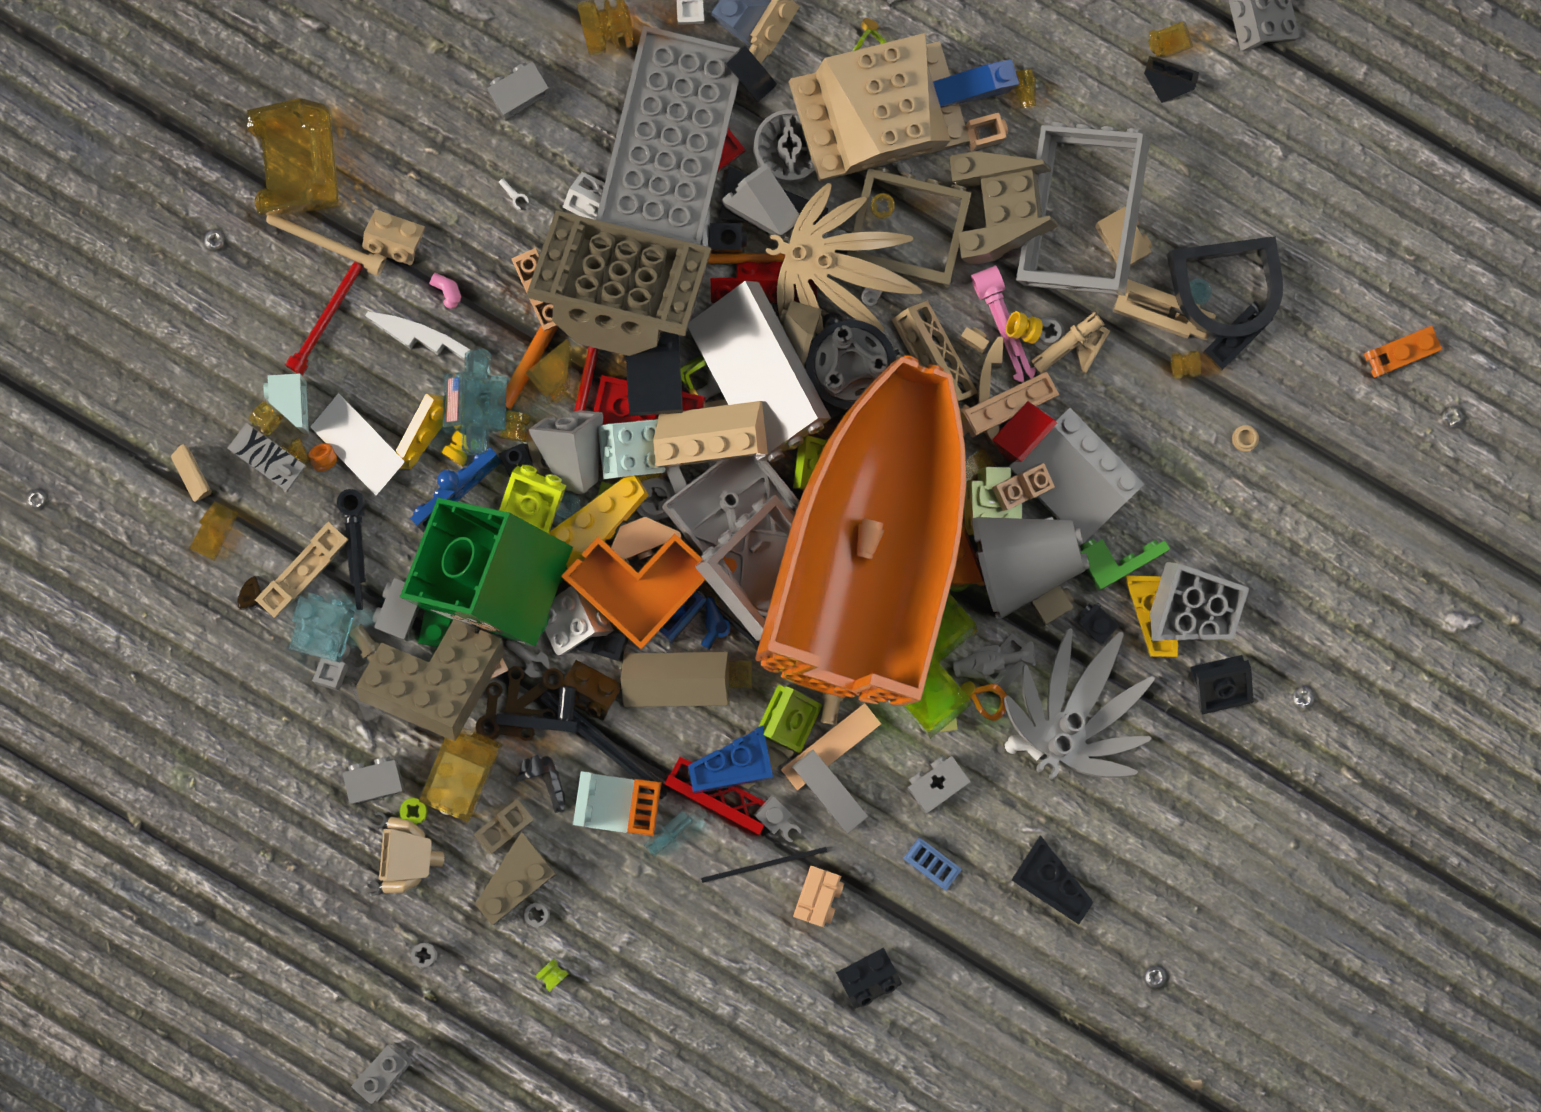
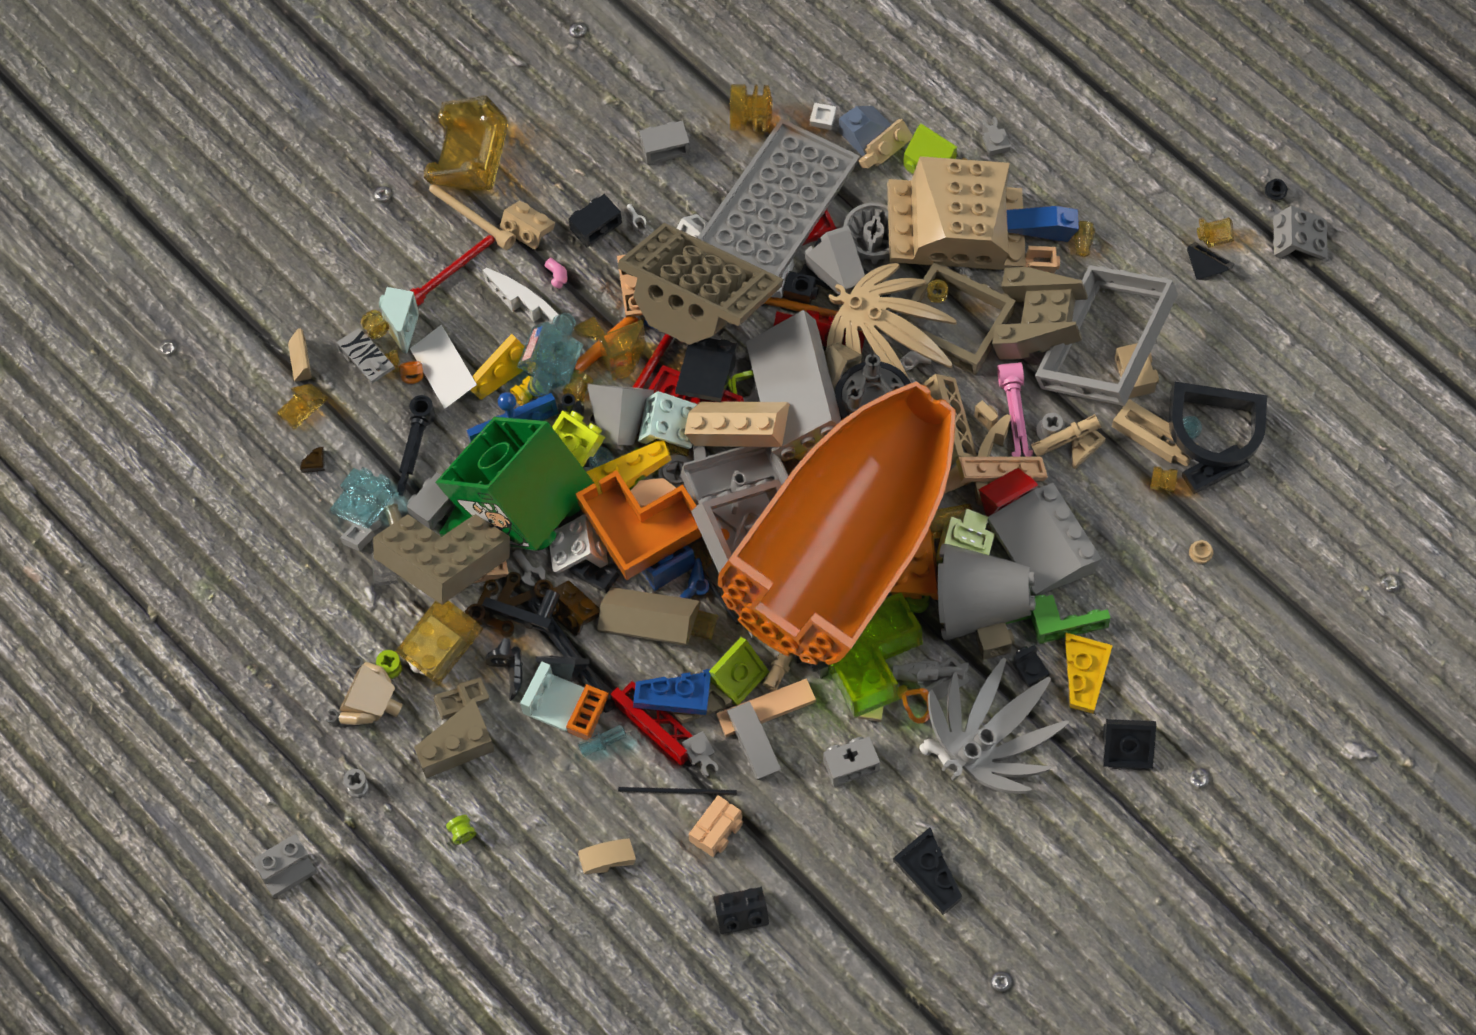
camera: 20 degrees right, 20 degrees down
(302, 570) = (364, 453): tan slope -> none
(373, 781) = (363, 630): light grey brick -> none
(470, 214) = (595, 220): none -> black brick
(506, 350) = (589, 328): none -> clear yellow tile
(539, 906) = (460, 784): light grey bush -> none
(600, 761) = (564, 667): none -> black slope
(713, 961) = (606, 855): none -> tan slope
(751, 73) = (858, 173): black slope -> none
(826, 32) = (927, 144): none -> lime slope
(869, 537) = (849, 534): light nougat cone -> none
(919, 843) = (820, 806): medium blue slope -> none
(1021, 326) = (1031, 413): yellow wheel -> none
(1023, 487) = (995, 533): light nougat slope -> none
(1195, 605) = (1122, 665): light grey wedge -> none
(1404, 351) = (1358, 518): orange plate -> none

